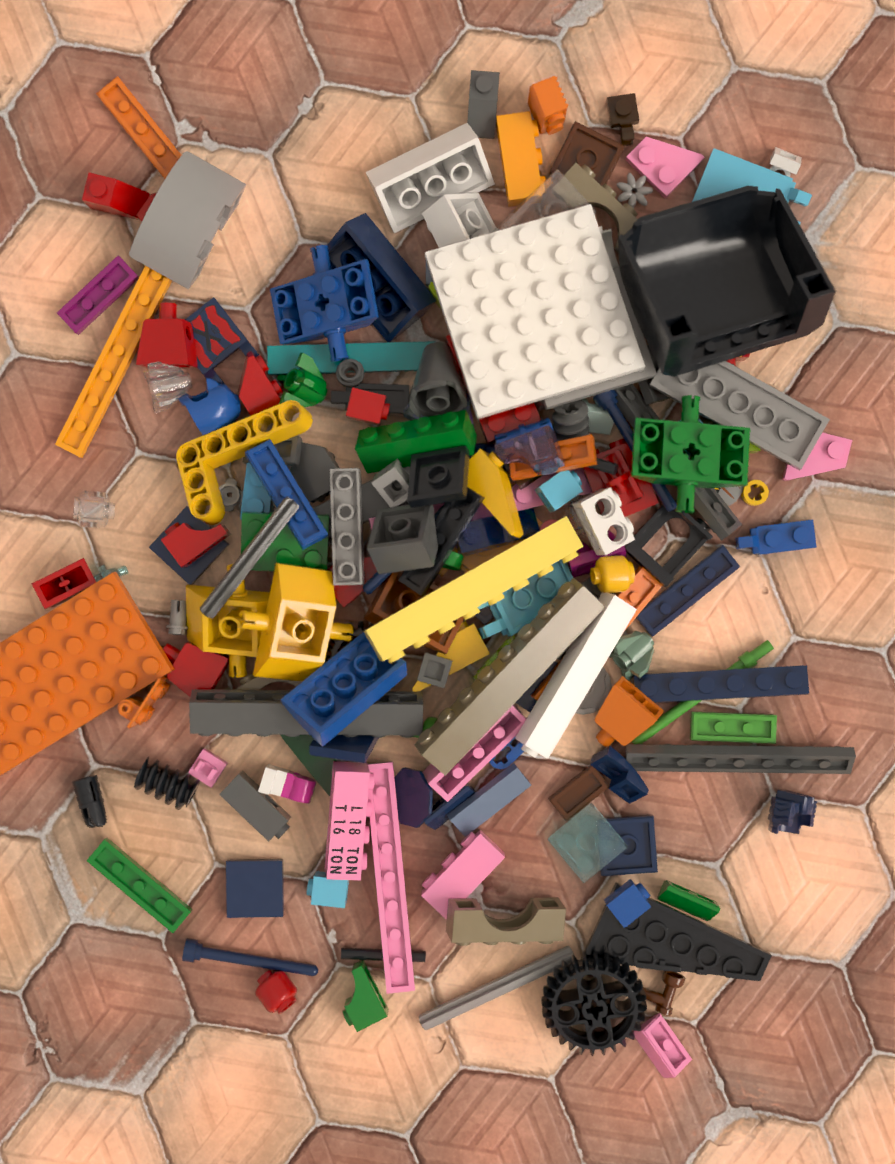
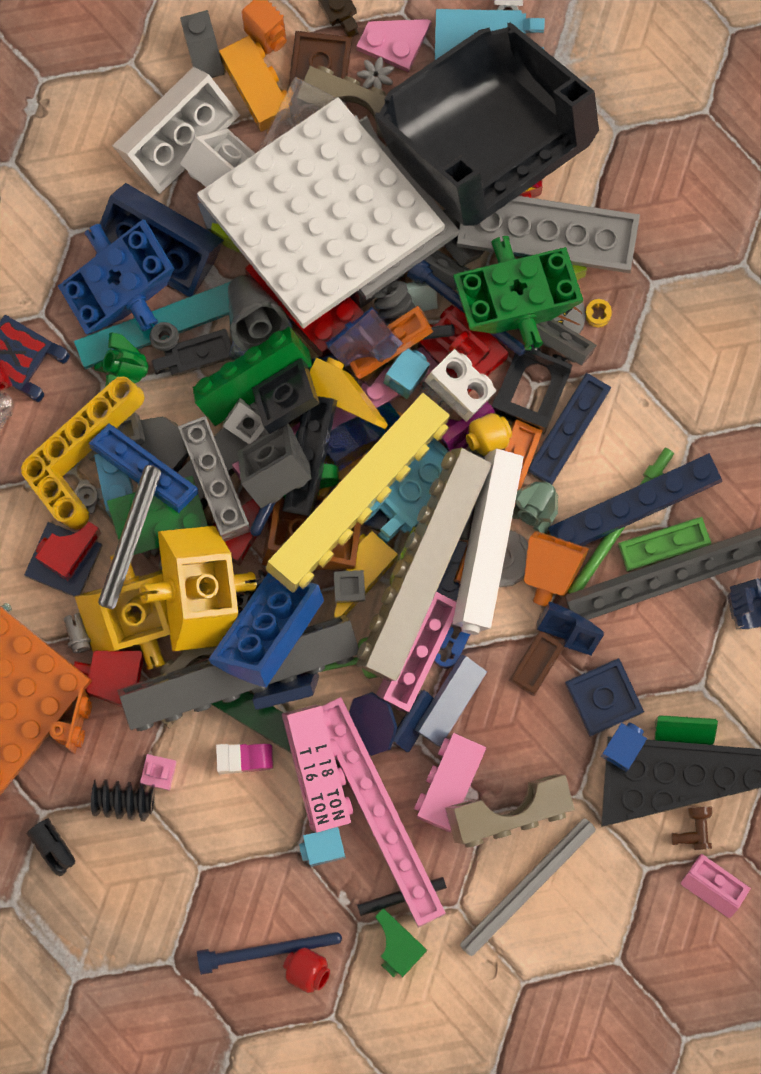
camera: 15 degrees left, 10 degrees down
(139, 885) = (130, 914): green plate -> none
(213, 407) = (42, 415): blue piece -> none
(255, 387) = (76, 381): red slope -> none
(255, 888) = (248, 876): dark blue tile -> none
(256, 807) = (220, 791): dark grey brick -> none
(367, 407) = (193, 360): red brick -> none
(587, 842) = (563, 706): clear light blue plate -> none
(600, 1016) = (667, 851): black gear -> none
(779, 537) = (638, 347): blue hinge -> none
(827, 455) = (650, 254): bright pink wing -> none

